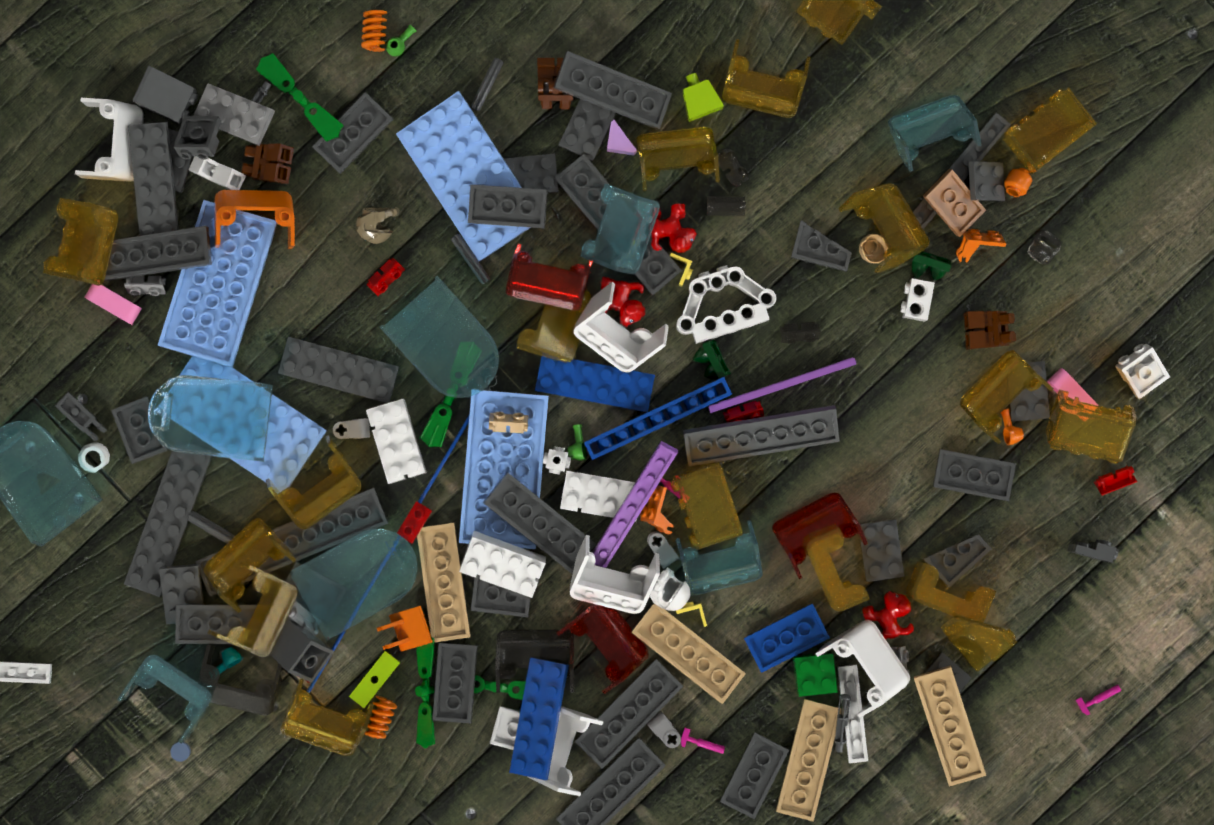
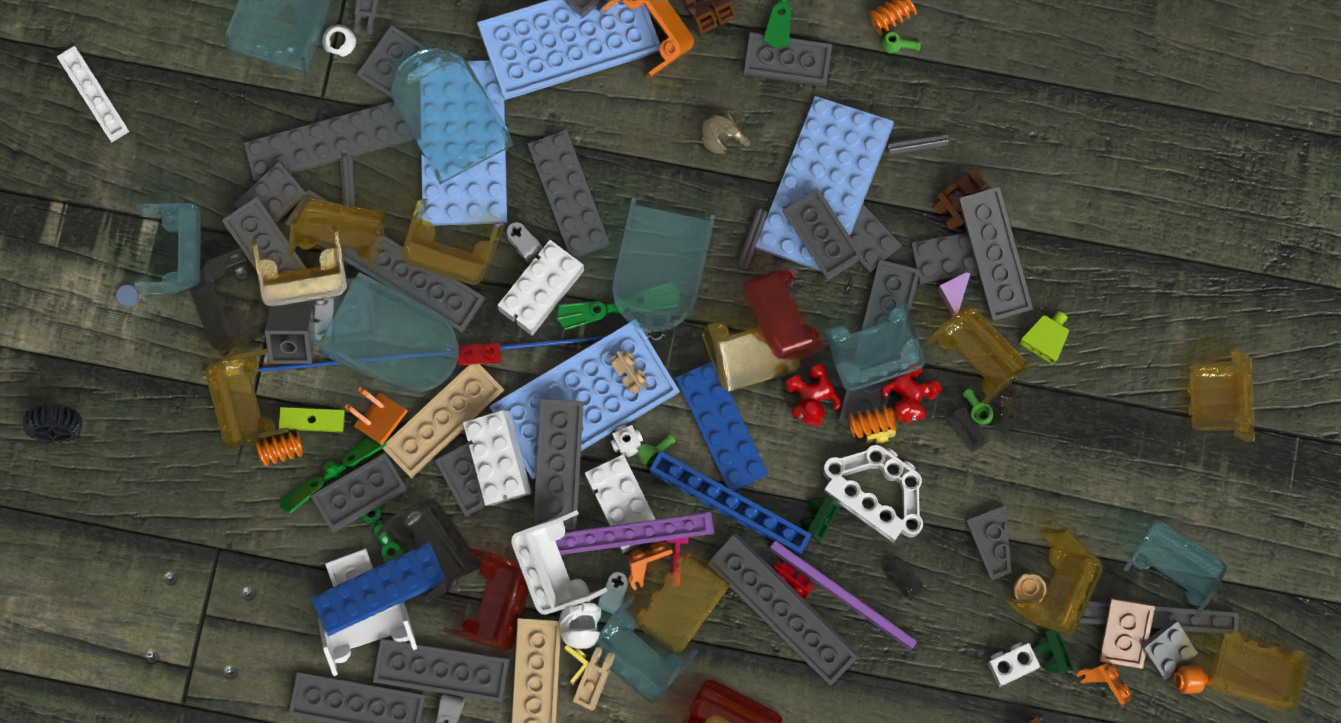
camera: 60 degrees right, 10 degrees down
(230, 658) = (242, 280): teal bar -> none
(379, 283) = (672, 175): red hinge -> none
(611, 340) = (771, 410): white windscreen -> none
(673, 272) = (870, 422): none -> orange piece
(715, 609) = (593, 680): none -> tan hinge
(716, 187) = (979, 409): none -> bright green bar
(761, 90) = (1095, 385): clear yellow windscreen -> none

